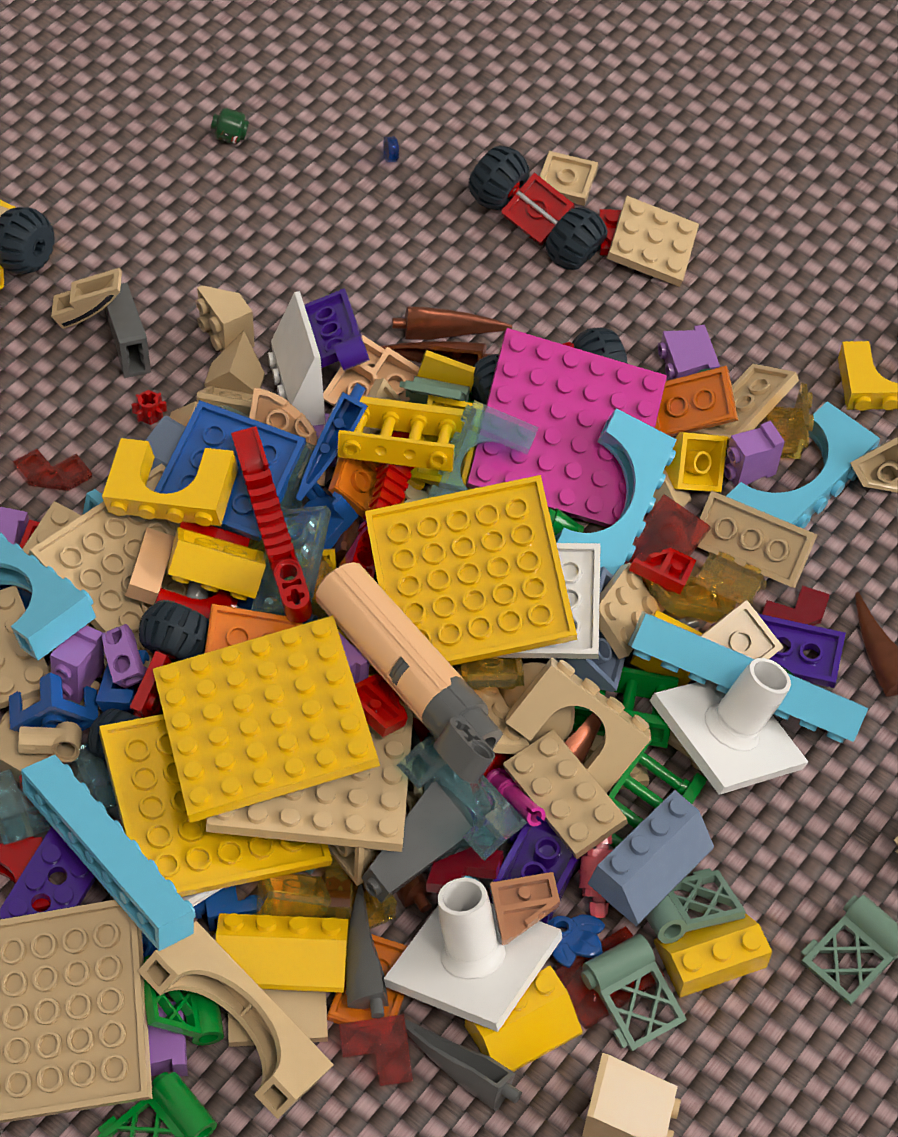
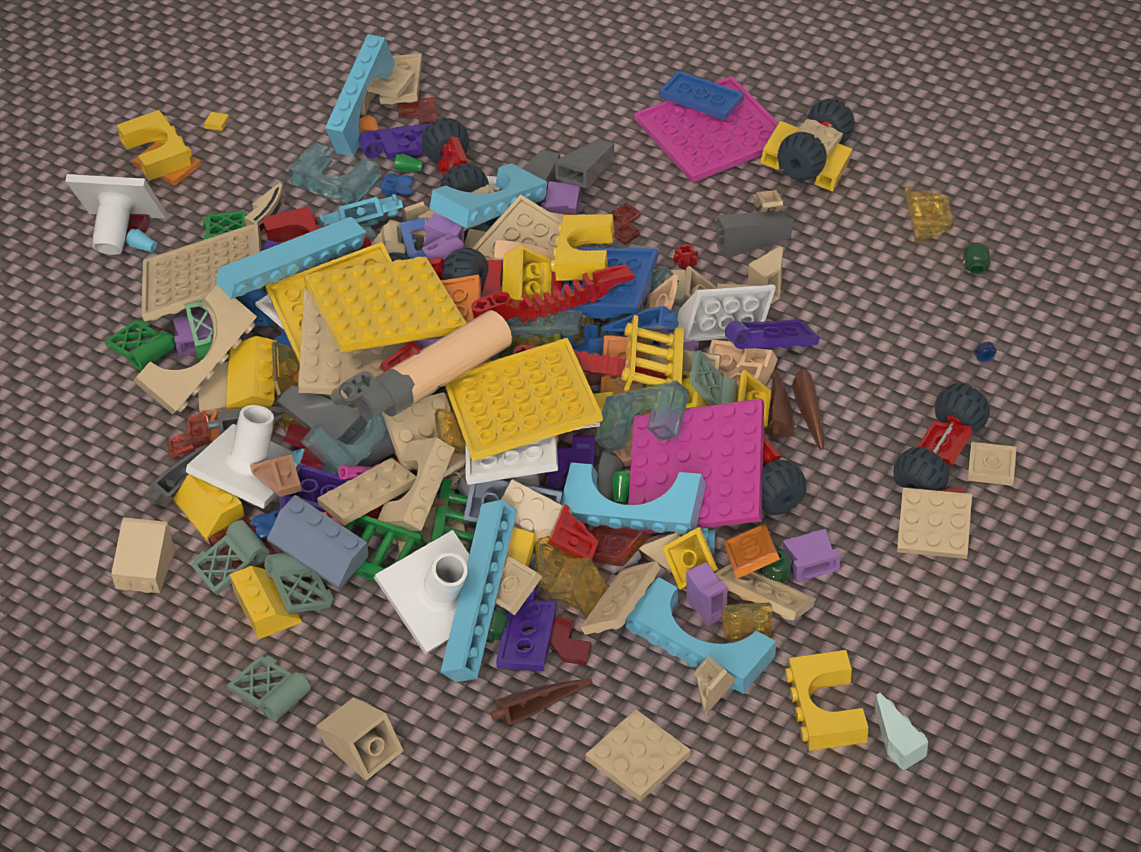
camera: 90 degrees right, 10 degrees down
(131, 156) = (928, 213): none -> clear yellow wing

